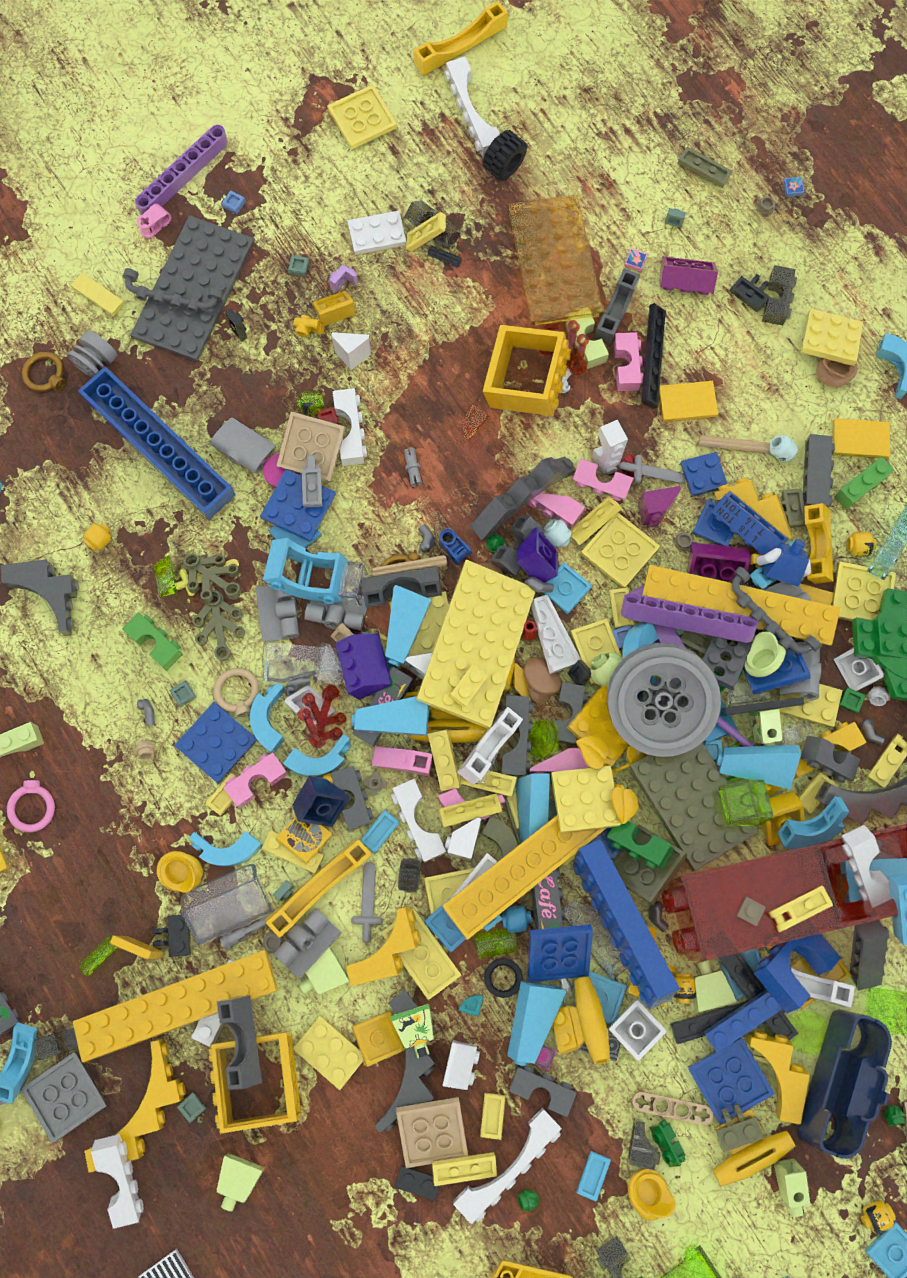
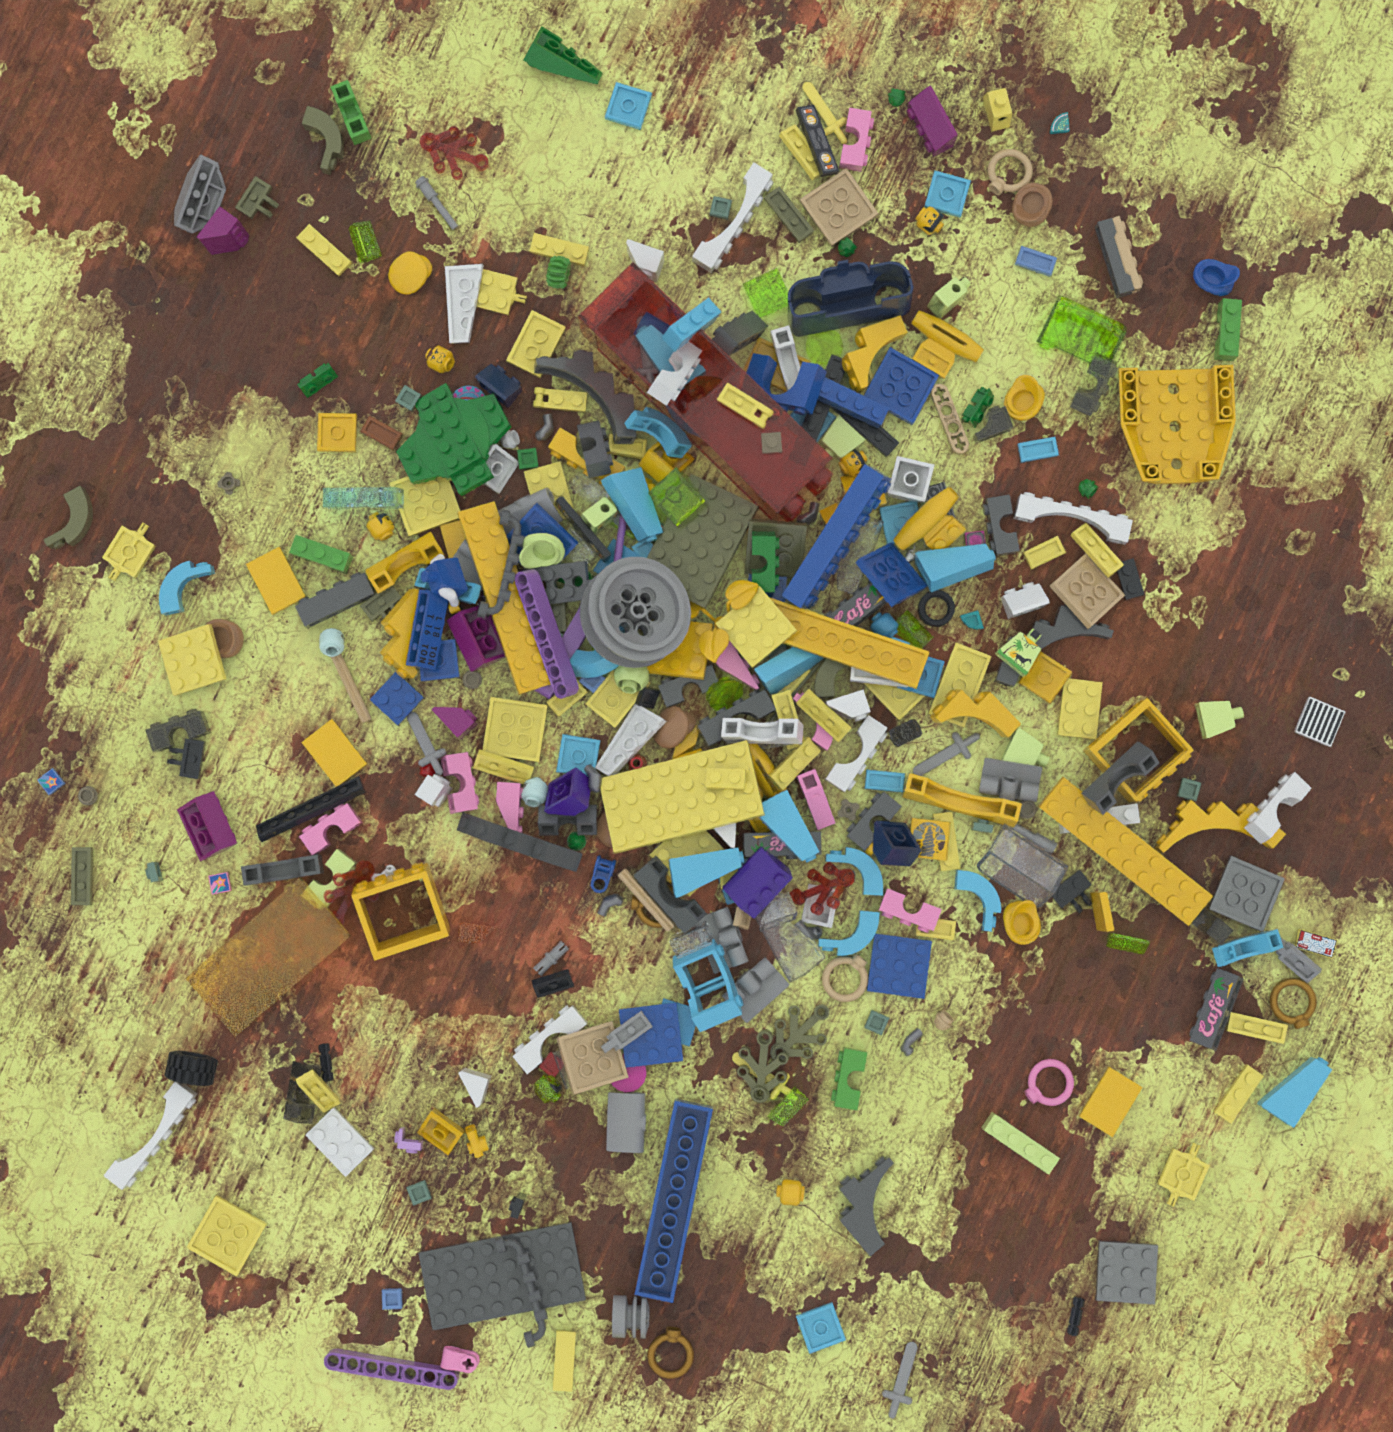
camera: 120 degrees left, 10 degrees up
(391, 455) = (552, 983): none -> black plate
(435, 54) = (60, 1182): yellow arch -> none
(738, 1133) = (936, 357): olive hinge -> none

